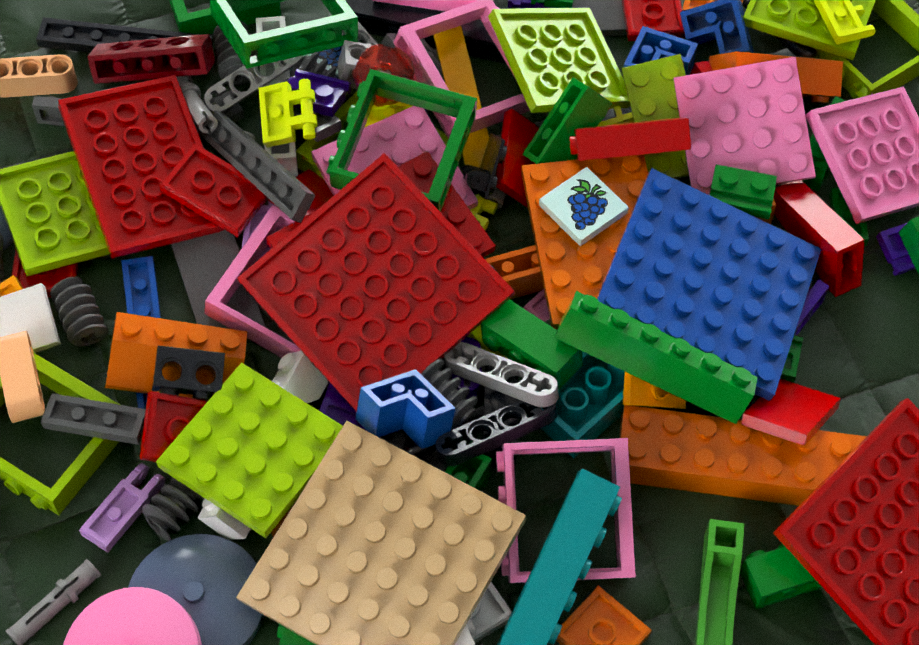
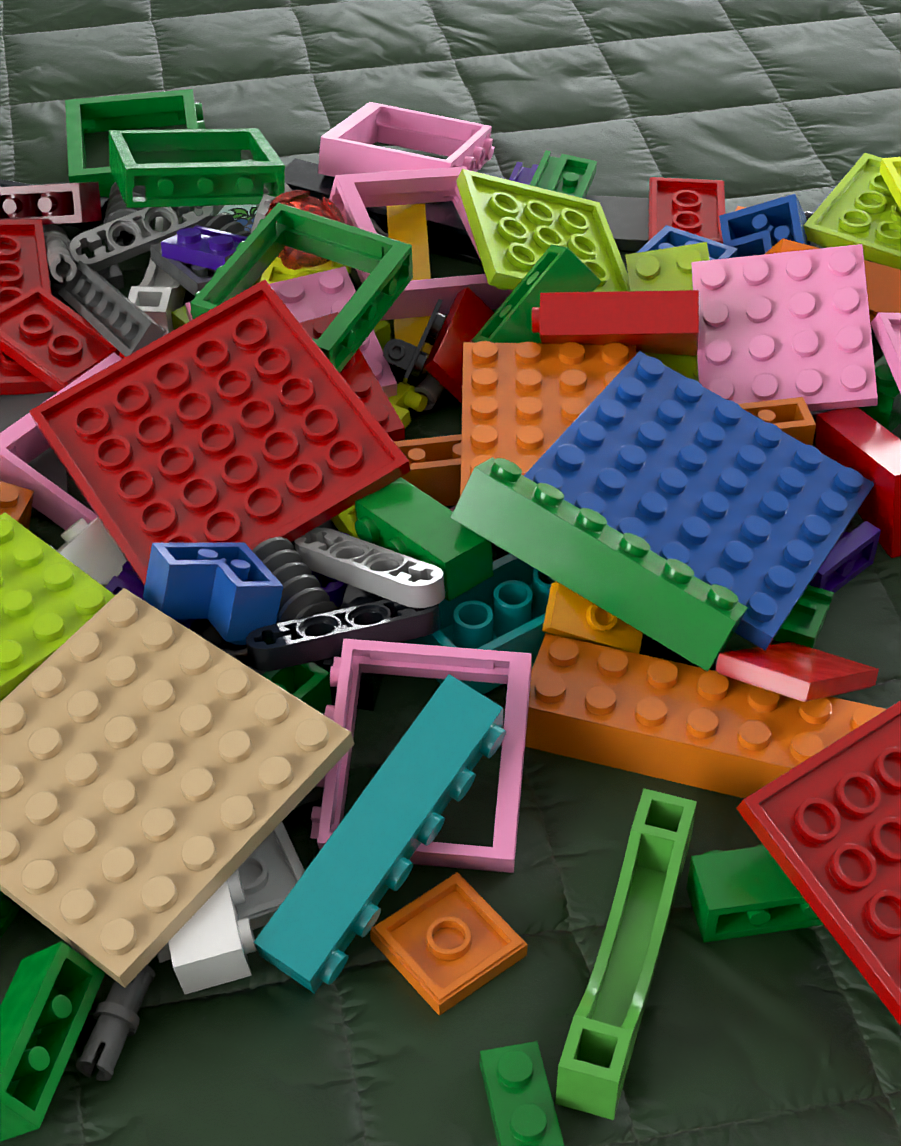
camera: 10 degrees right, 15 degrees down
(278, 115) = (154, 259): neon yellow plate -> none
(583, 206) = (534, 386): light aqua tile -> none
(744, 190) = (773, 399): green plate -> none

